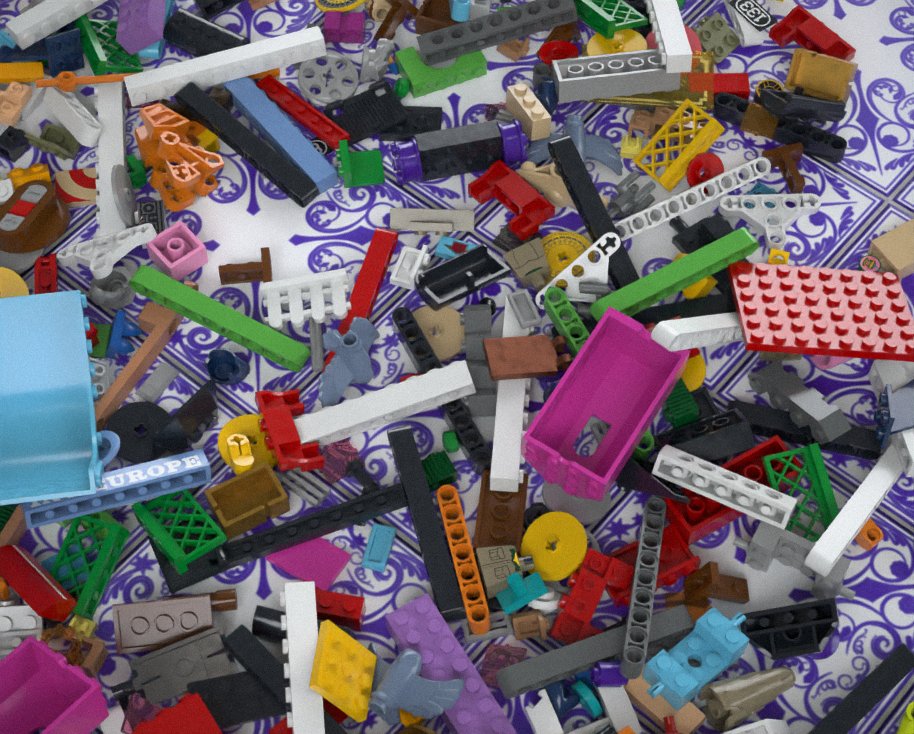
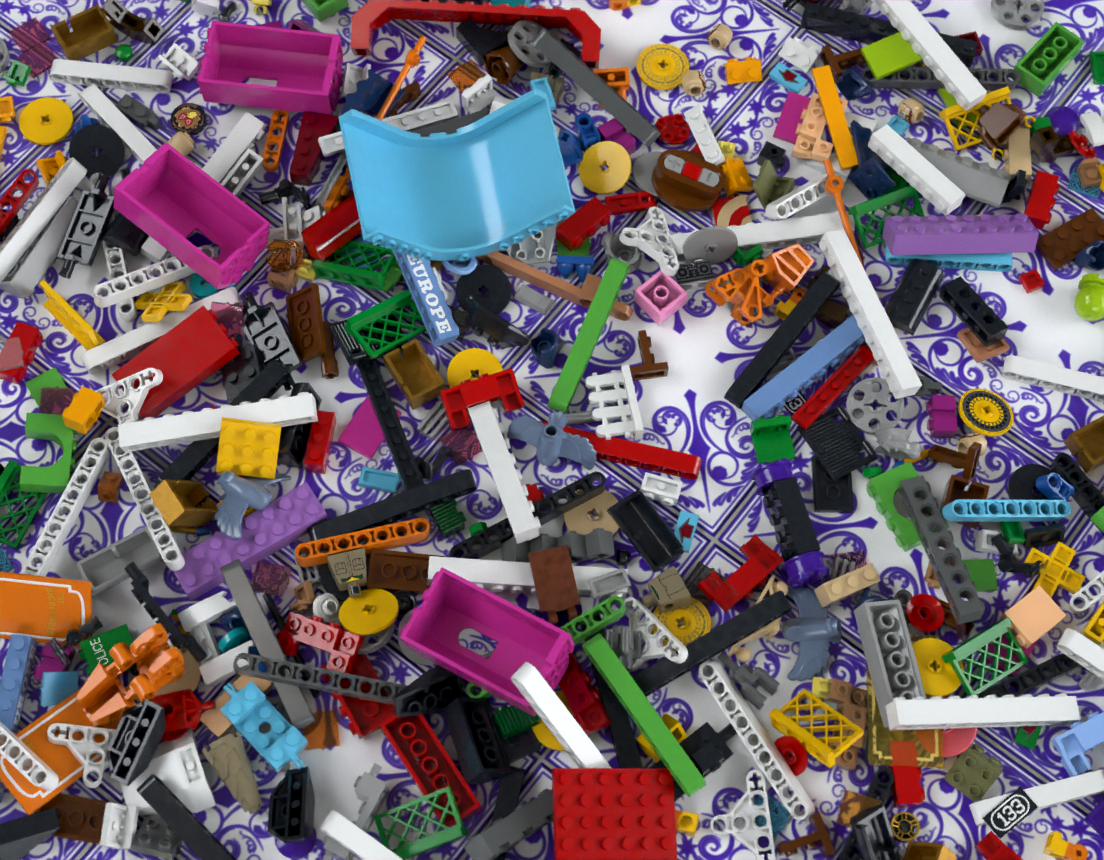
camera: 85 degrees right, 10 degrees up
(240, 453) = (463, 362): yellow piece -> none
(431, 220) = (712, 505): bracket -> none
(521, 591) = (327, 587): teal tile -> none
(607, 675) = (243, 645): dark purple brick -> none
(712, 584) = (335, 751): reddish brown bracket -> none
(724, 486) = (407, 754): white brick -> none

